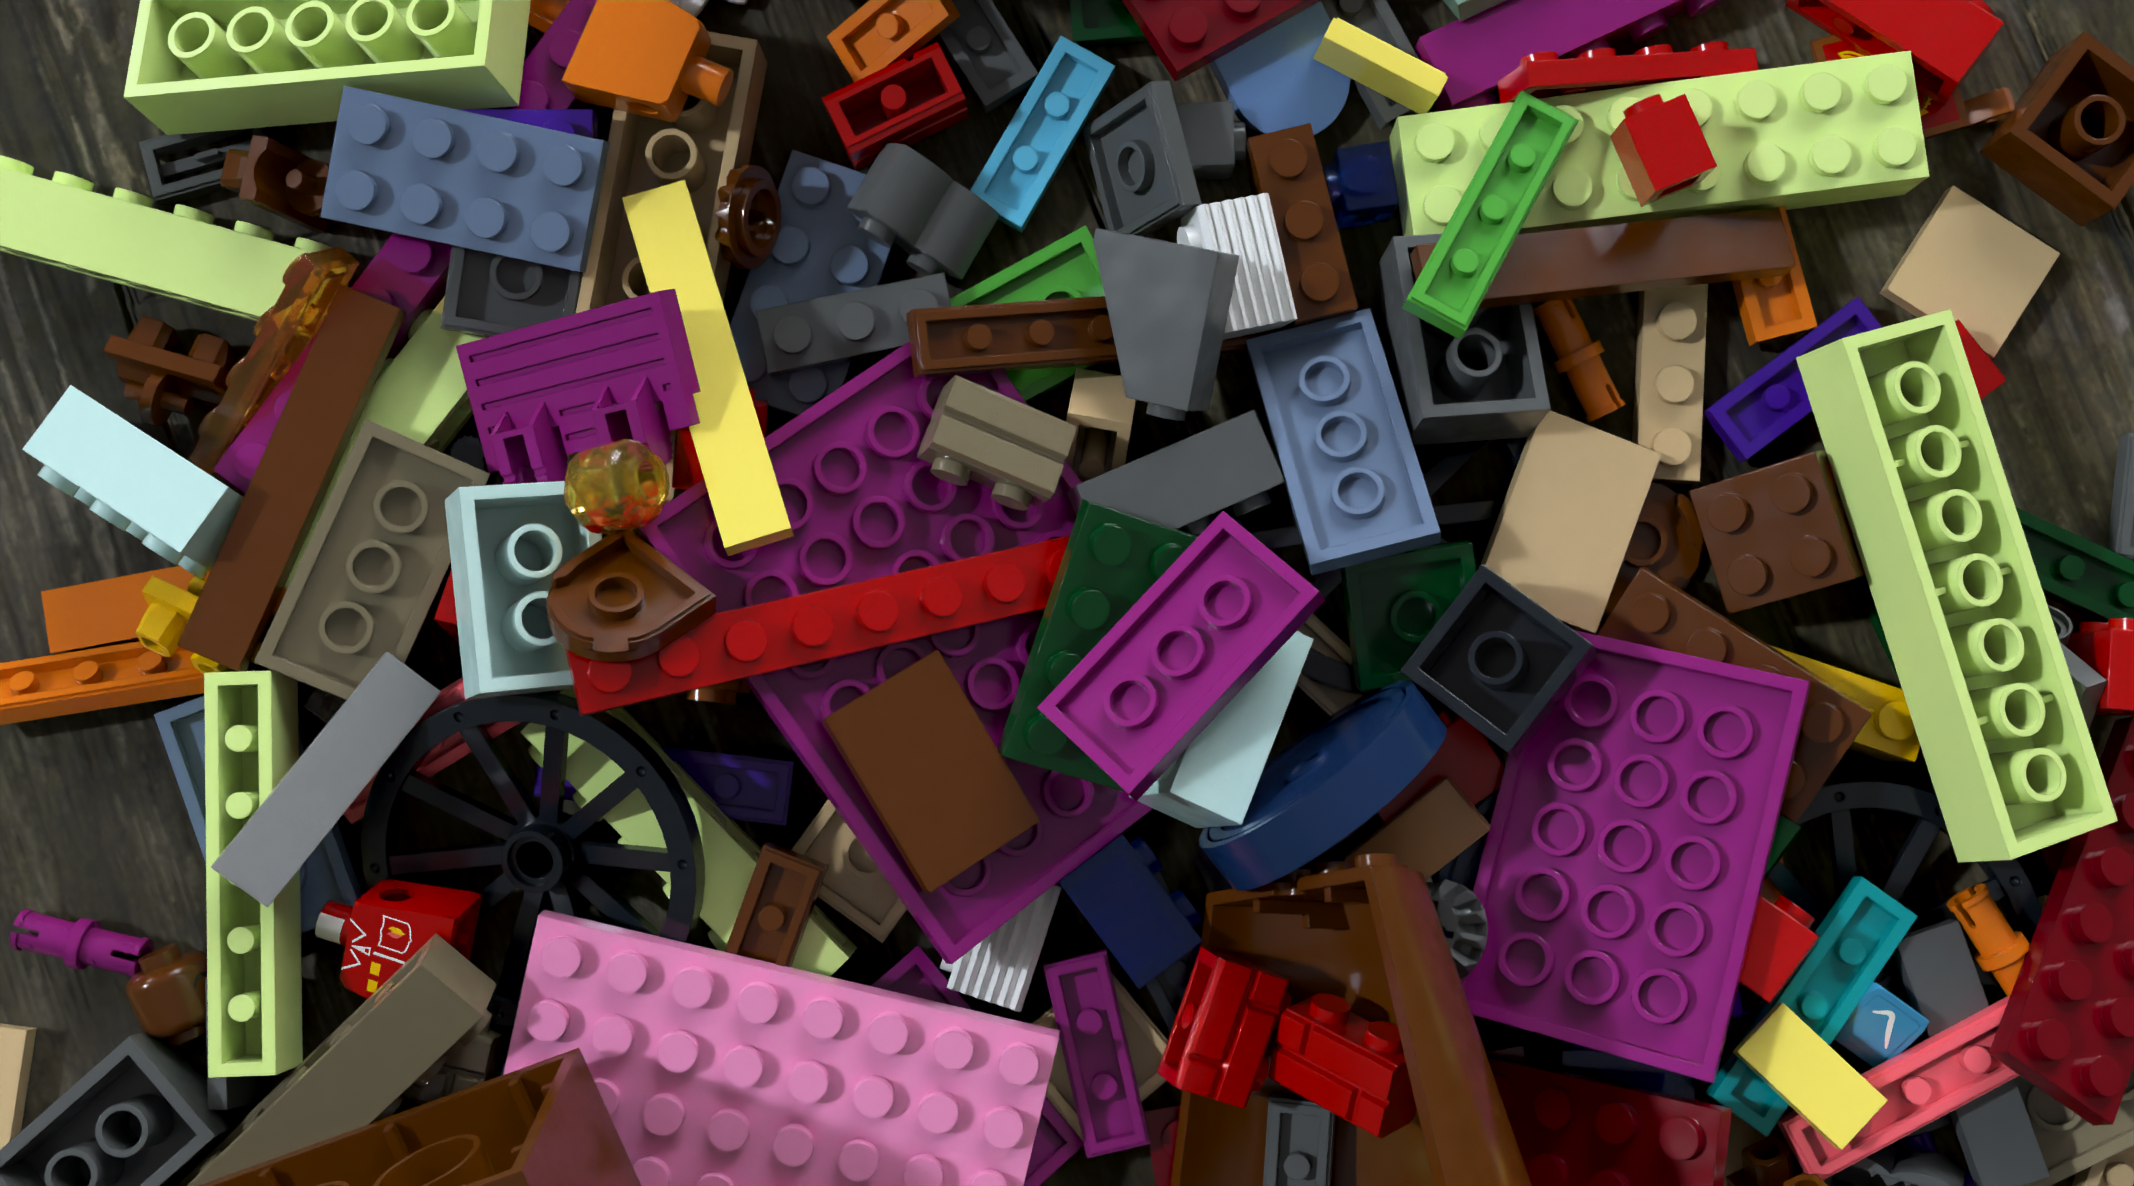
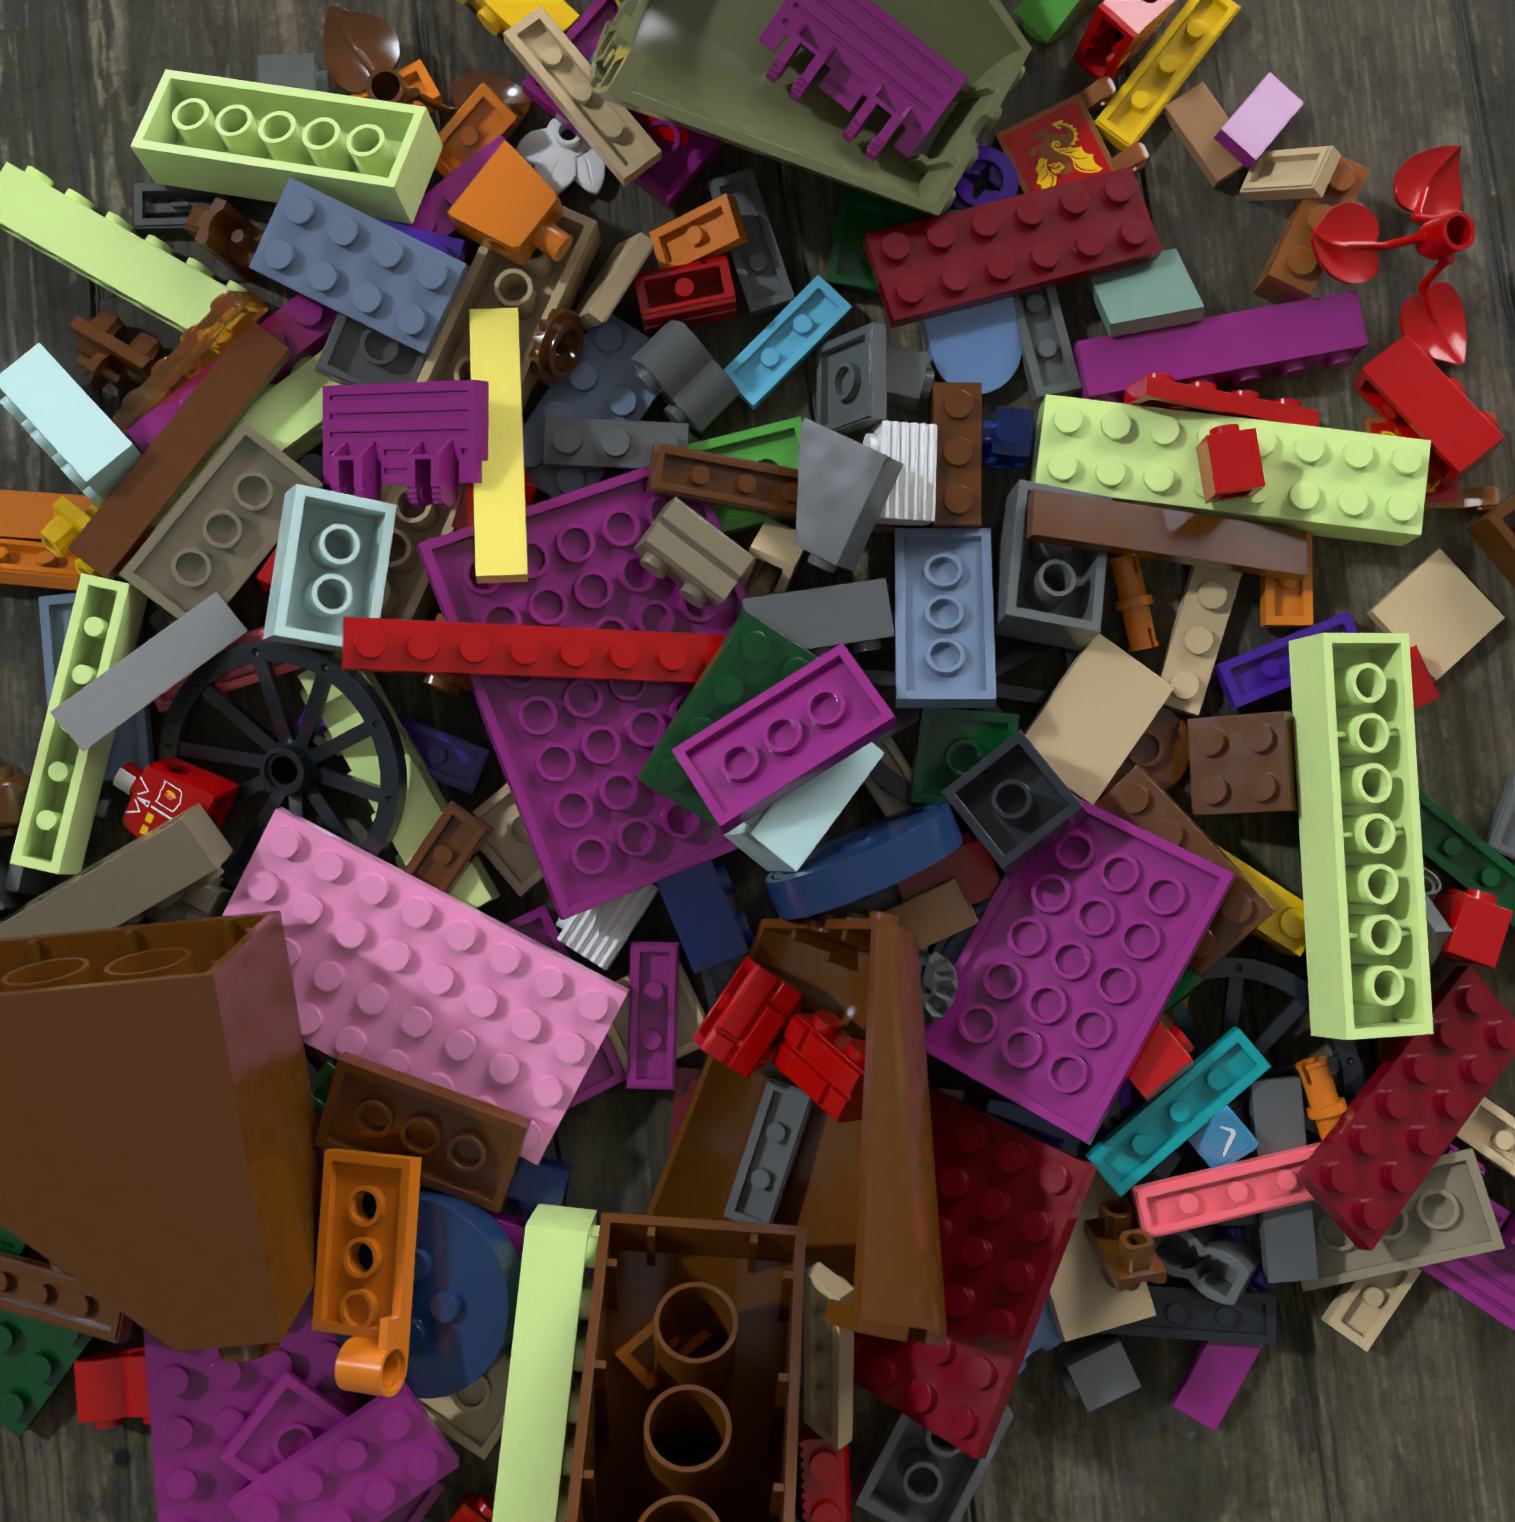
camera: 10 degrees right, 0 degrees up
(616, 486) = (409, 512): clear yellow head -> none
(623, 600) = (393, 595): reddish brown tile -> none
(798, 111) = (613, 280): none -> tan tile
(930, 771) = (584, 777): reddish brown tile -> none
(1380, 66) = (1042, 354): light yellow tile -> none
(1490, 215) = (1092, 480): bright green tile -> none
(1810, 1076) = (1161, 1160): light yellow tile -> none

